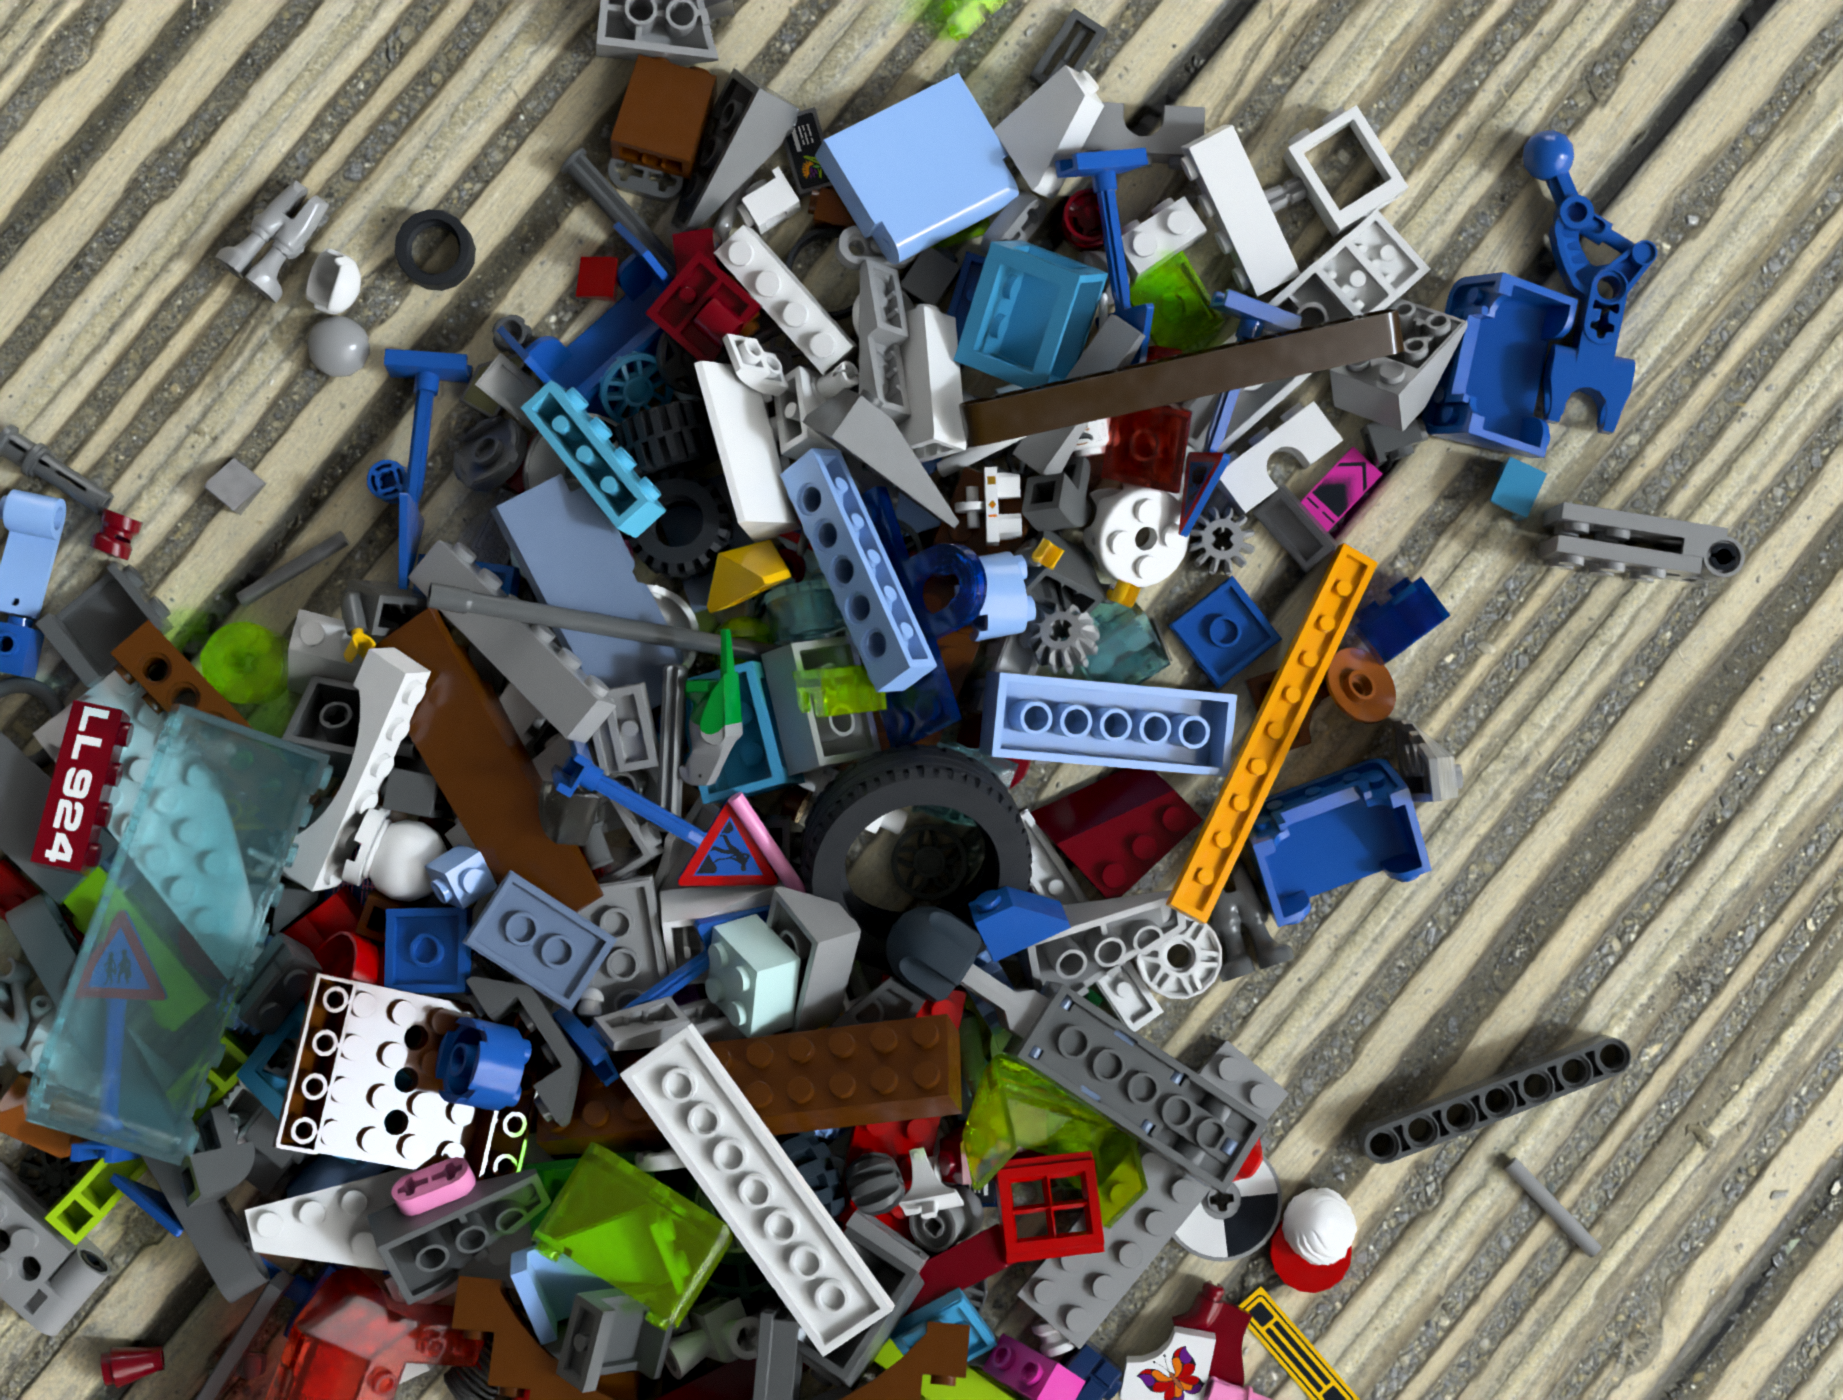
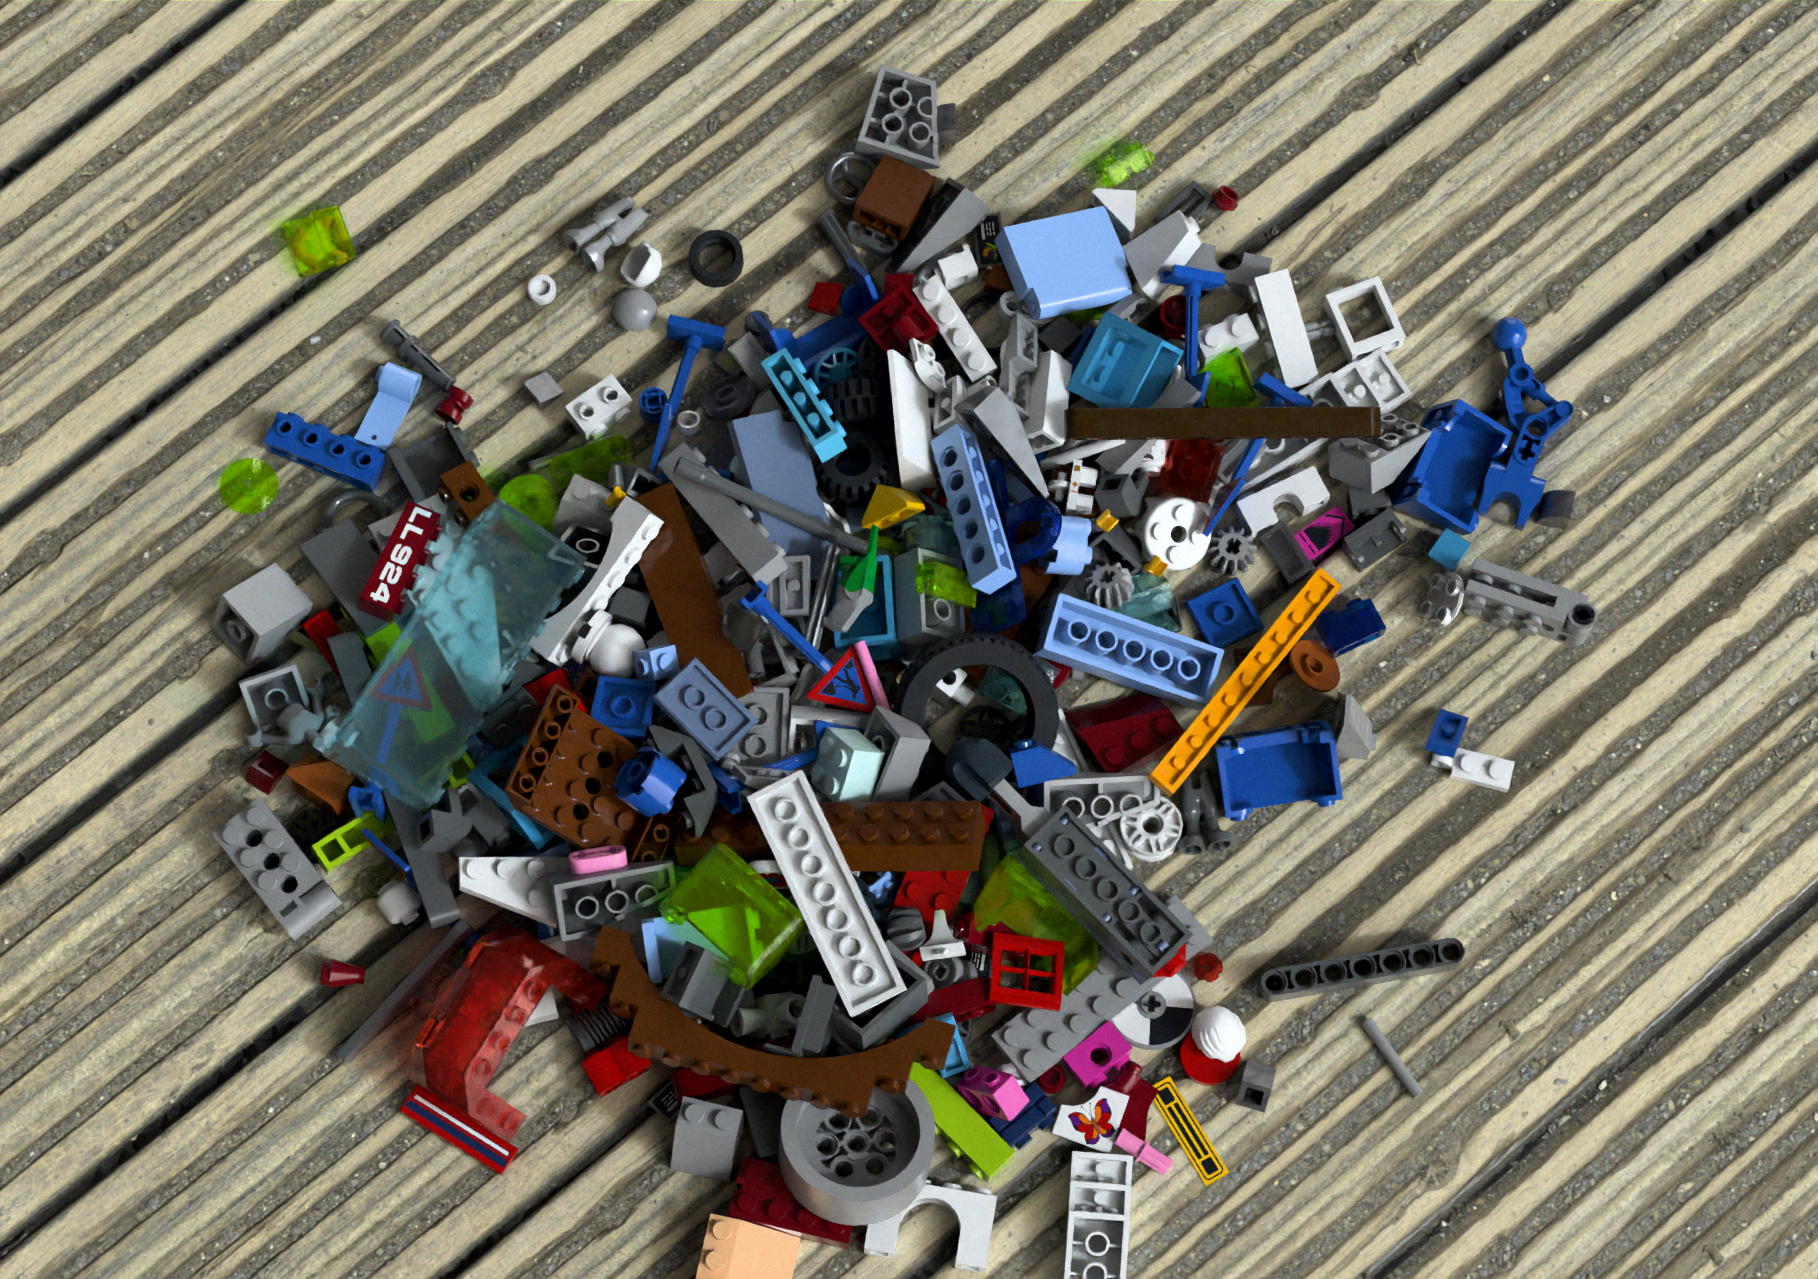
camera: 10 degrees right, 15 degrees down
(180, 1259) = (398, 902): none -> white head
(204, 339) = (541, 289): none -> white tile
(301, 579) = (600, 450): none -> clear neon green beam
(317, 501) = (599, 408): none -> white brick
(434, 497) = (688, 415): none -> white hinge
(594, 92) = (847, 175): none -> flat silver piece
(980, 70) = (1120, 208): none -> white slope
(1110, 1329) = (1052, 1080): none -> dark red plate
(1123, 27) = (1225, 198): none -> dark red plate
(1163, 1312) = (1104, 1040): none -> dark pink brick
(1295, 1139) = (1211, 960): none -> clear red plate
(1379, 1283) = (1256, 1086): none -> flat silver brick
(1411, 487) = (1374, 540): none -> dark grey hinge
(1522, 559) = (1443, 599): none -> white dish
(1556, 749) = (1446, 733): none -> blue plate
(1601, 784) = (1477, 769): none -> white plate
(1654, 396) = (1556, 508): none -> flat silver brick

